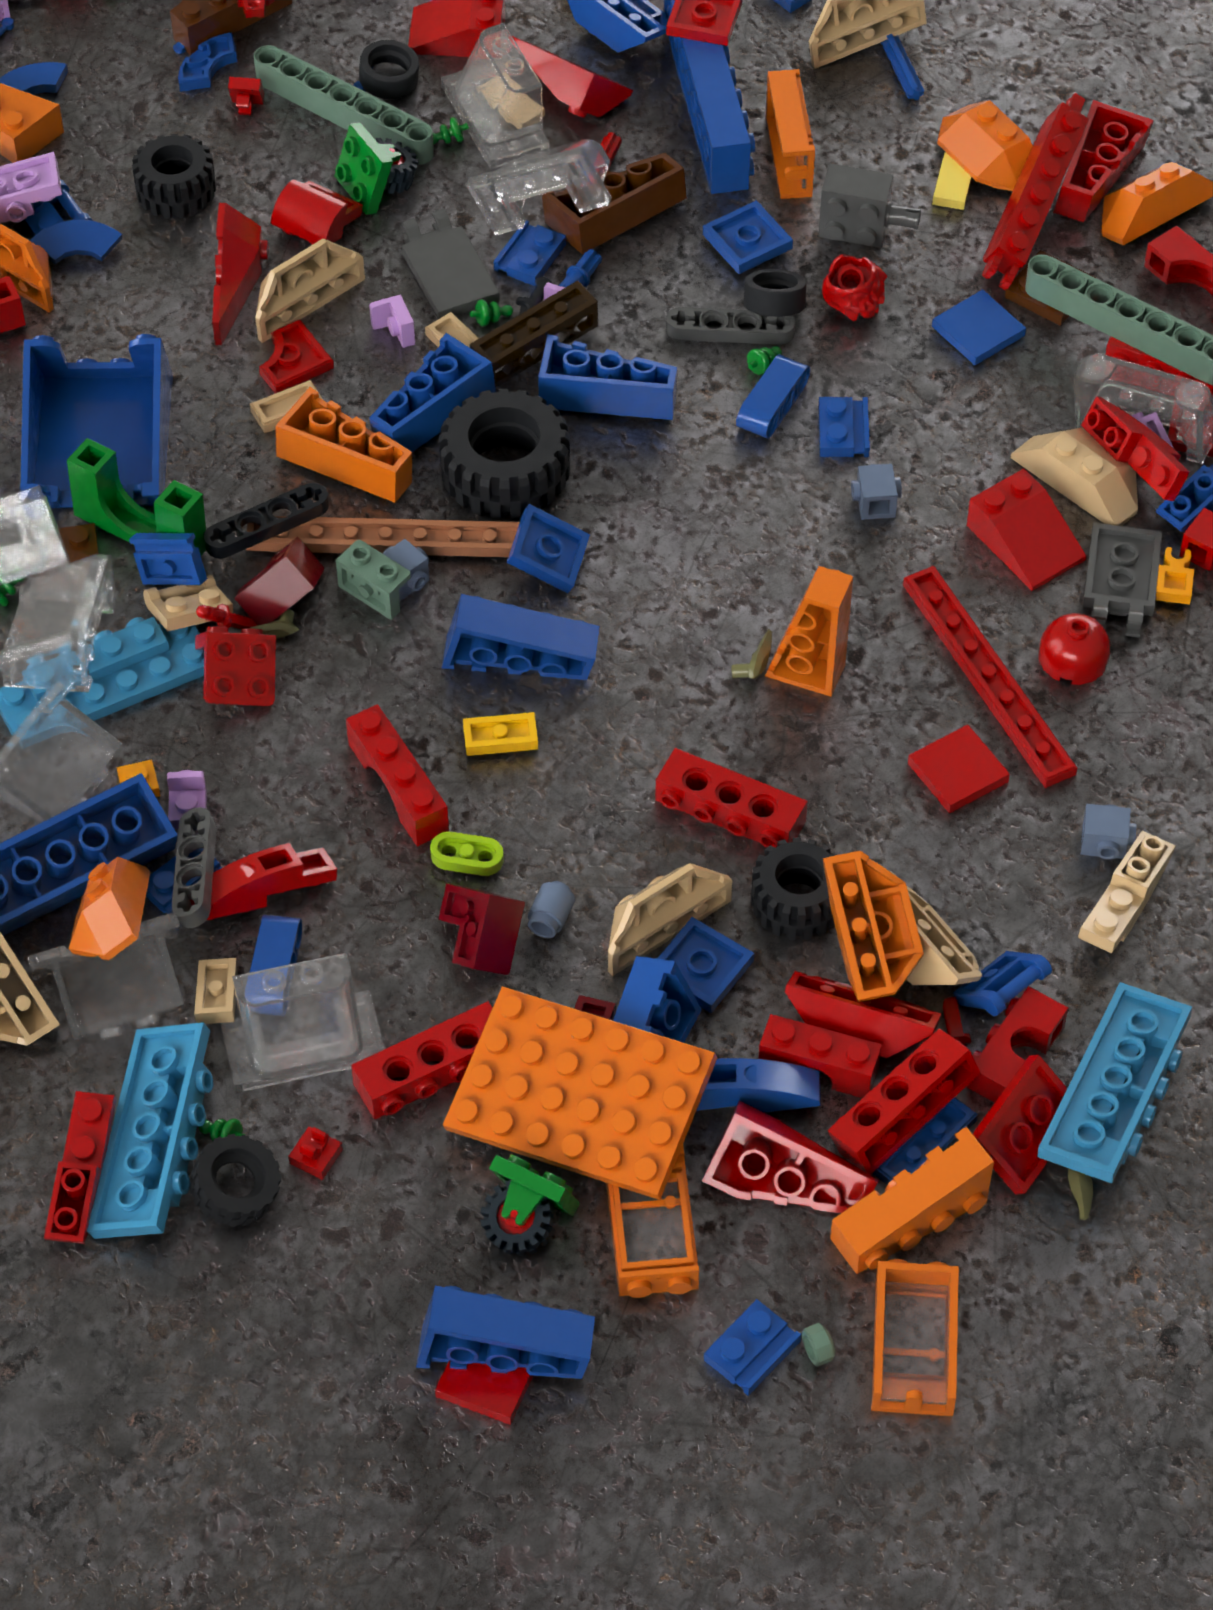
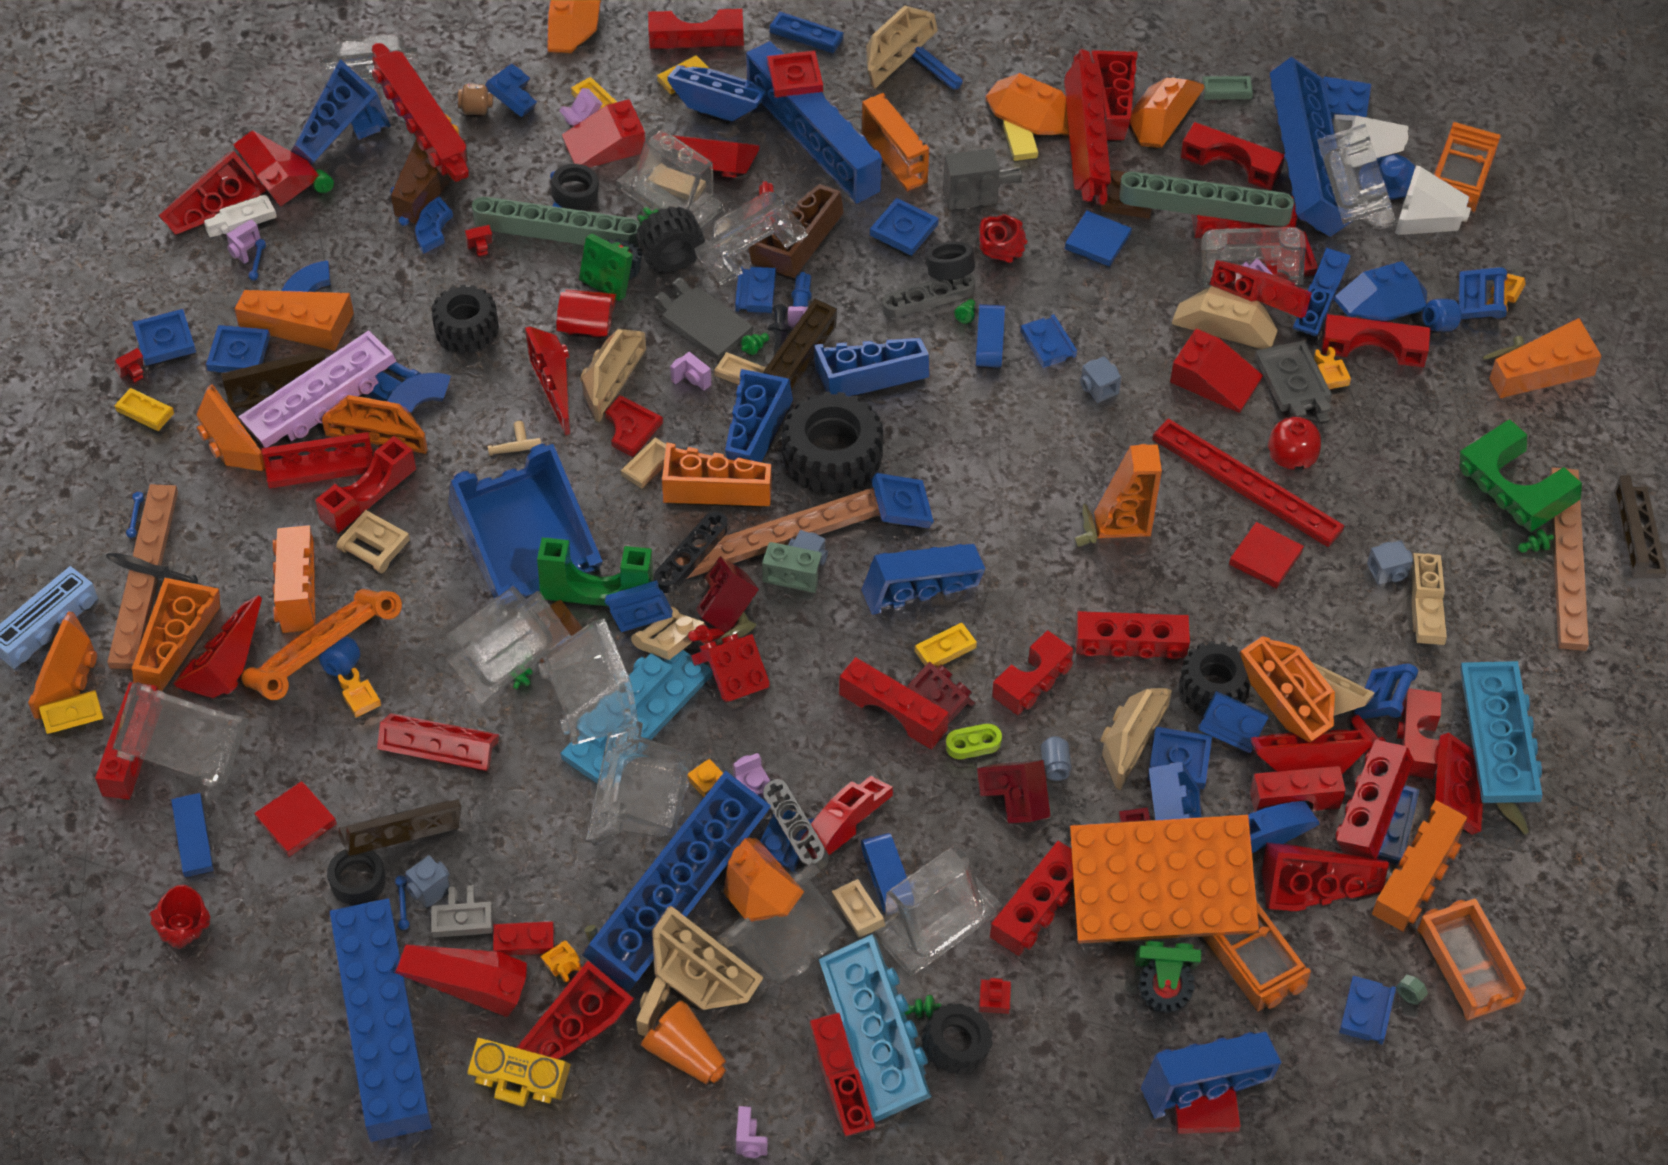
camera: 25 degrees left, 0 degrees up
(161, 331) = (520, 444): none -> tan piece
(448, 156) = (669, 239): none -> black tyre
(463, 782) = (937, 687): none -> dark red bracket
(558, 814) = (1020, 689): none -> red arch
(785, 942) = (1232, 721): none -> blue plate

